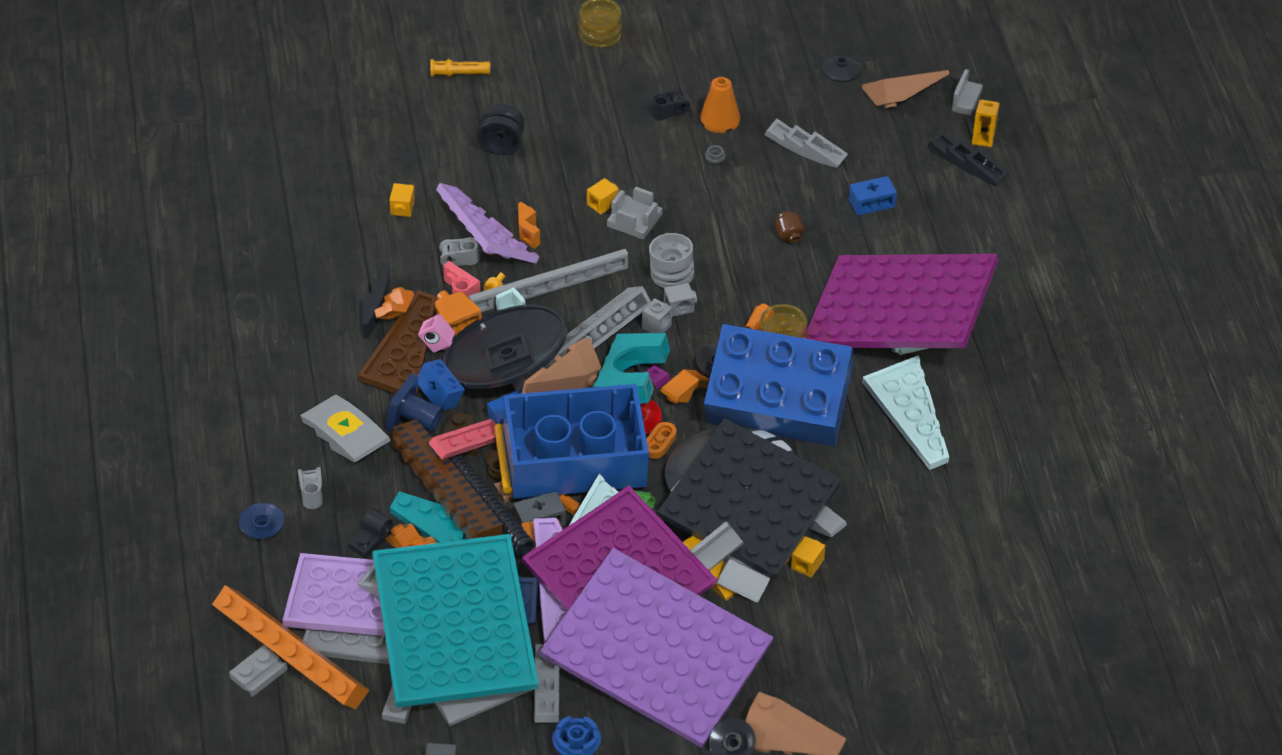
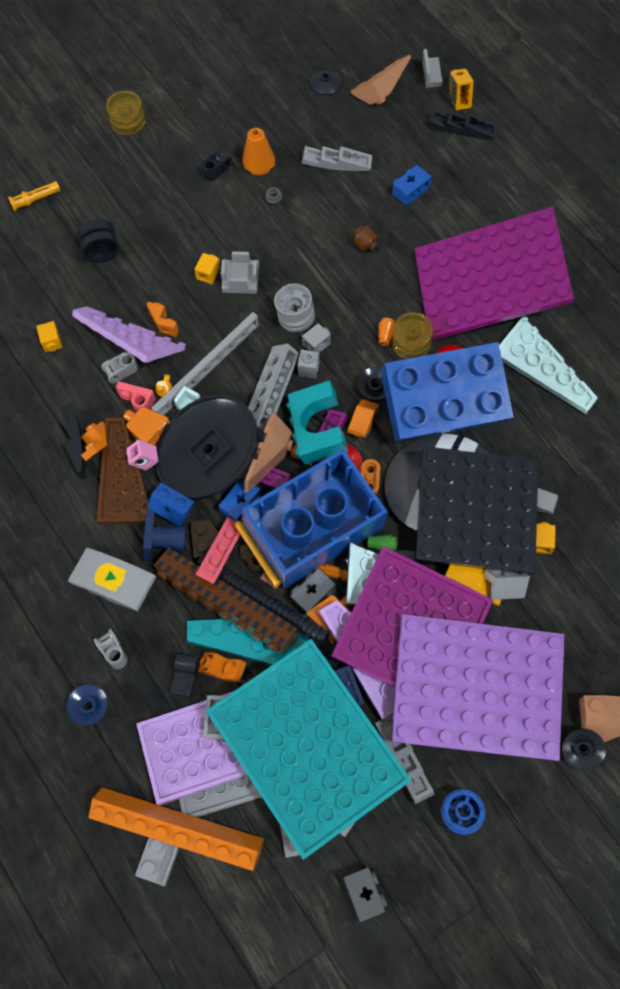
camera: 20 degrees left, 20 degrees up
(717, 546) = (480, 571): light grey panel -> none

